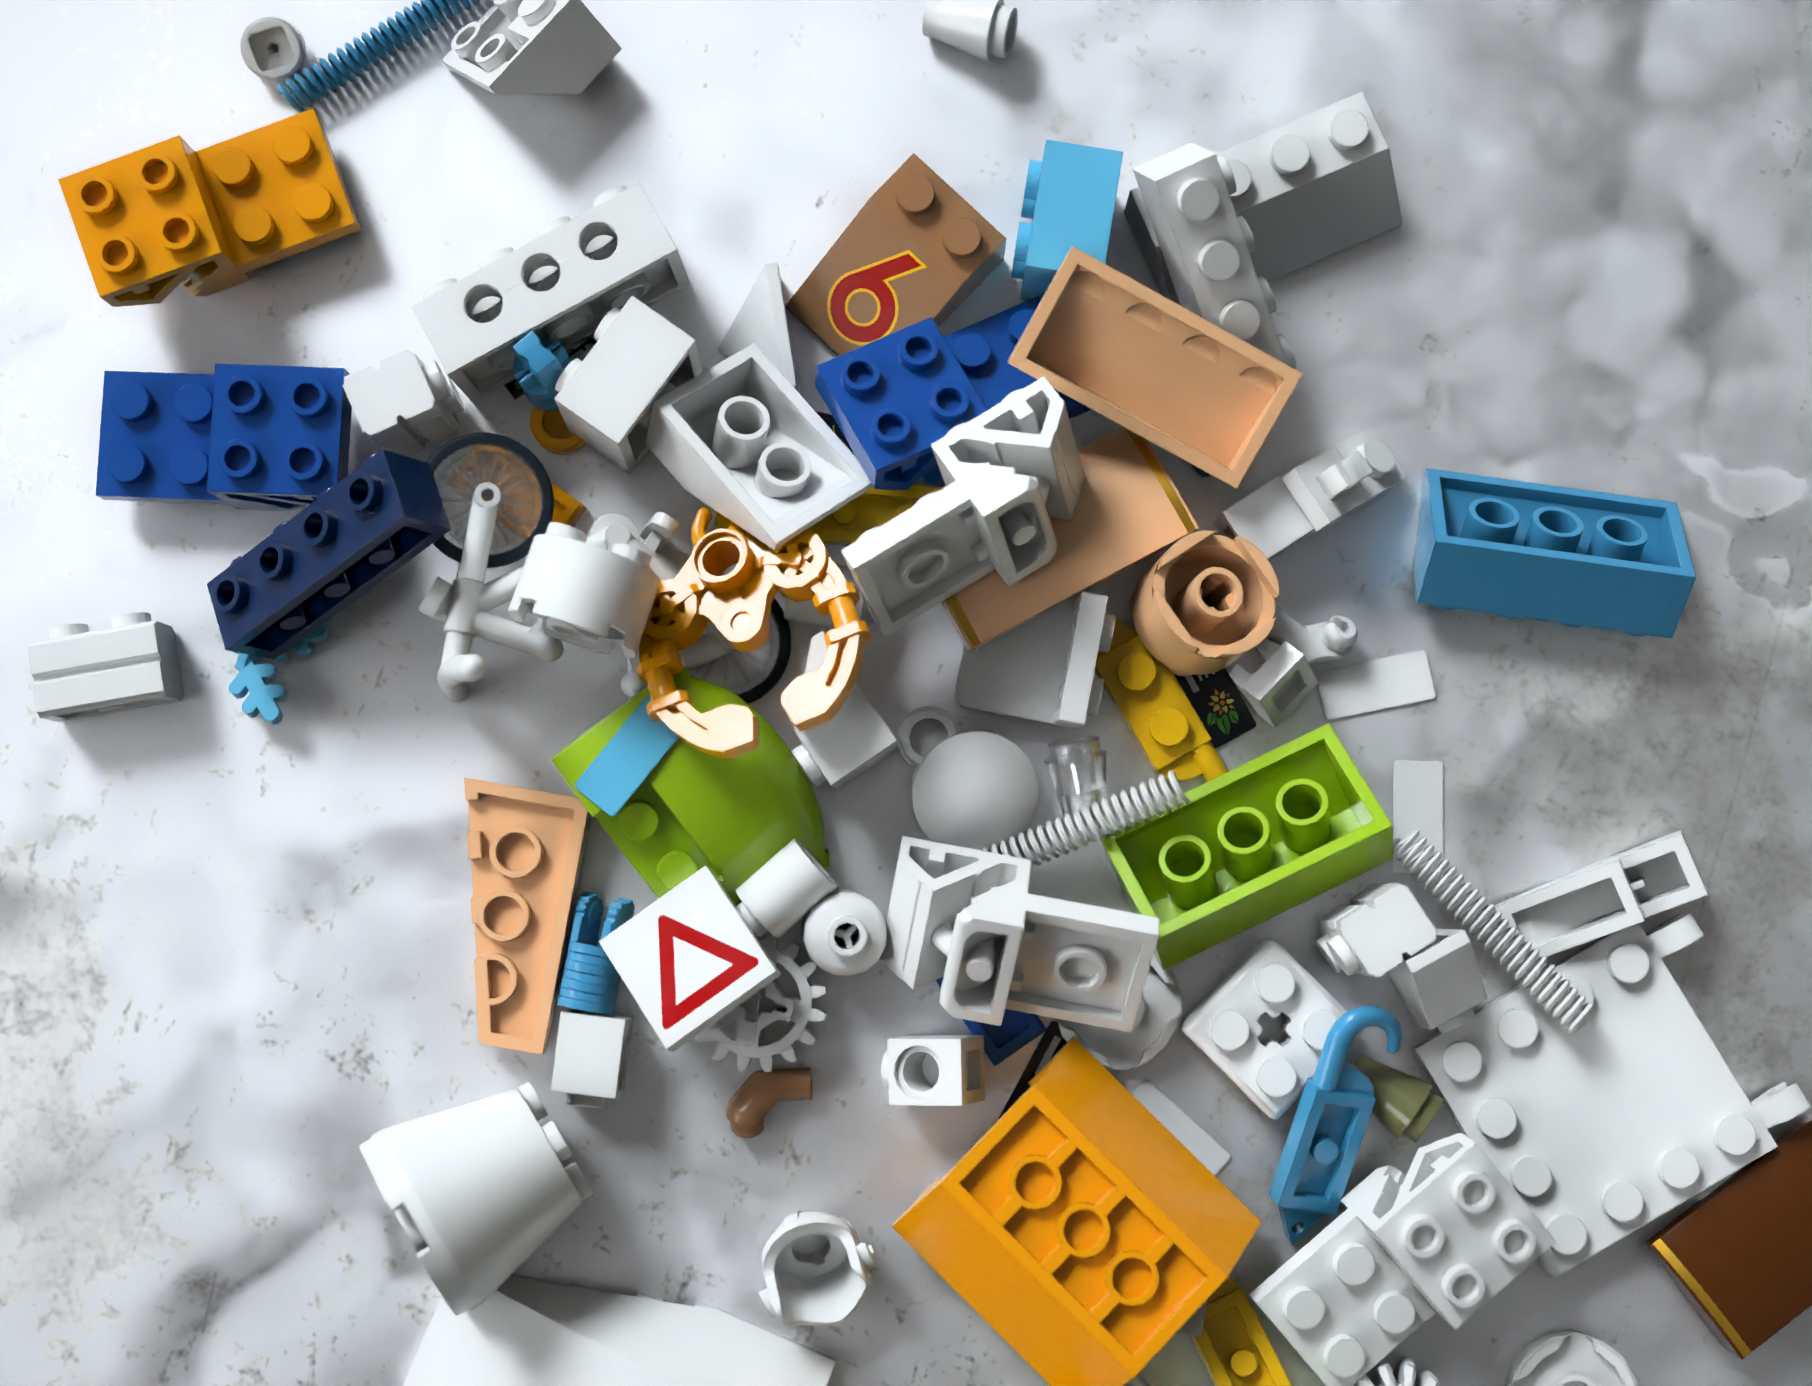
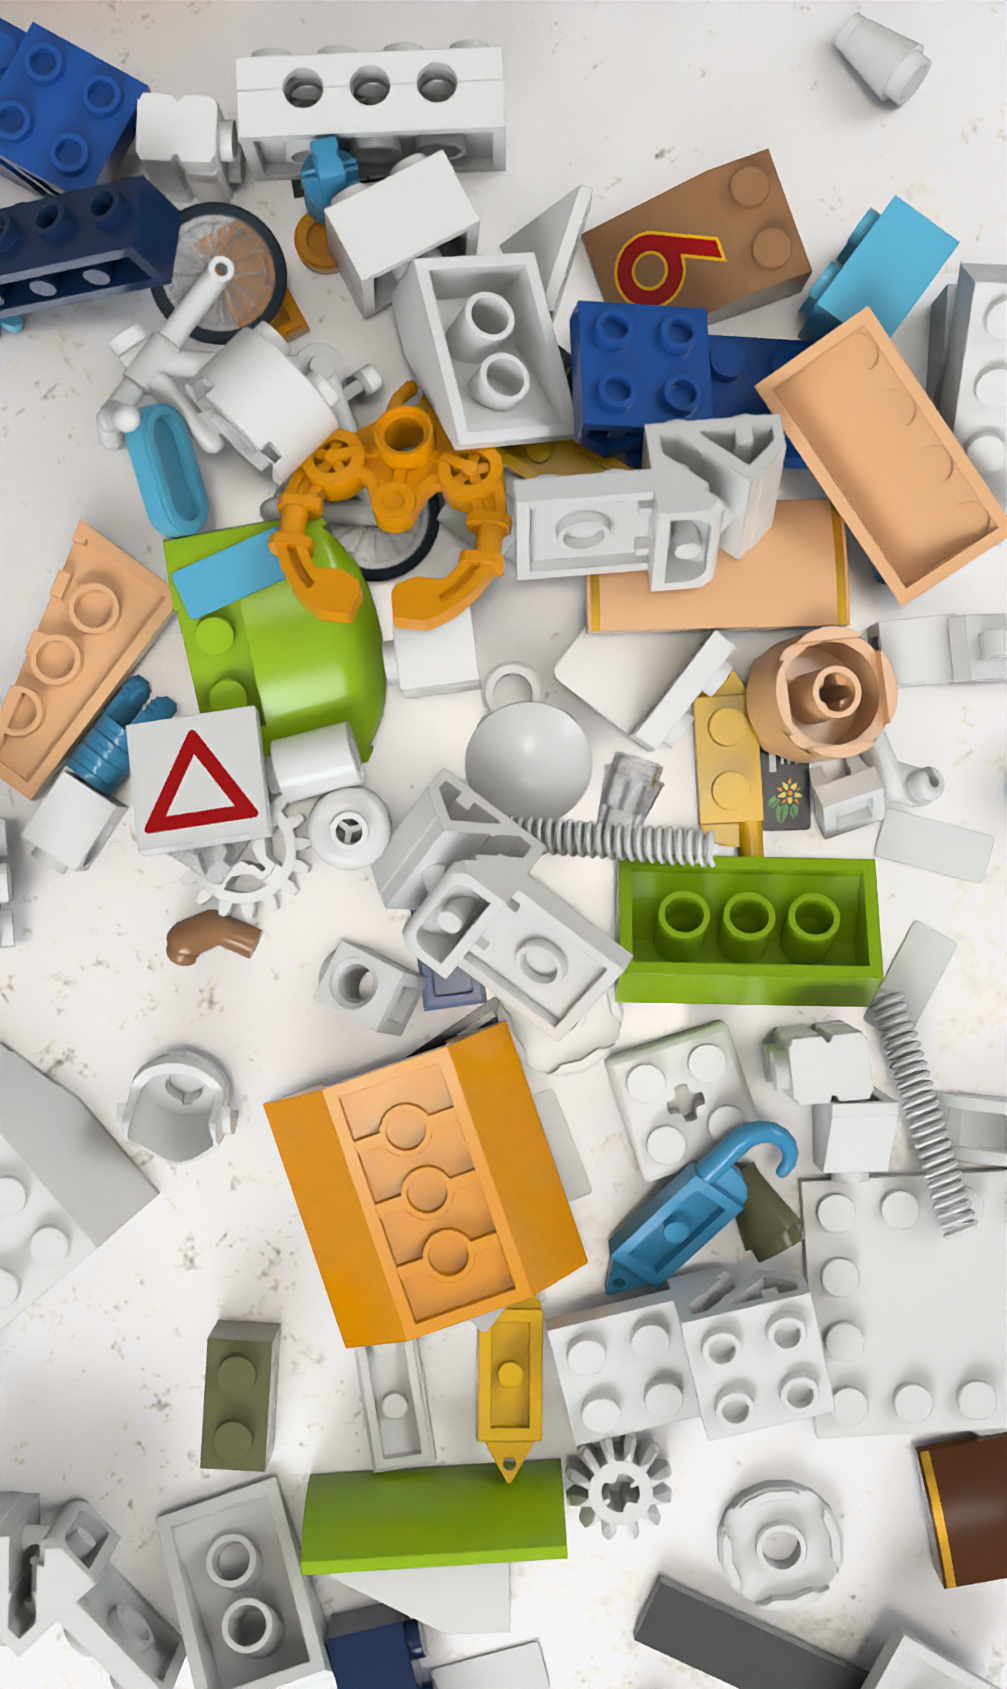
camera: 25 degrees right, 5 degrees up
(527, 696) = (168, 471): none -> medium azure tile

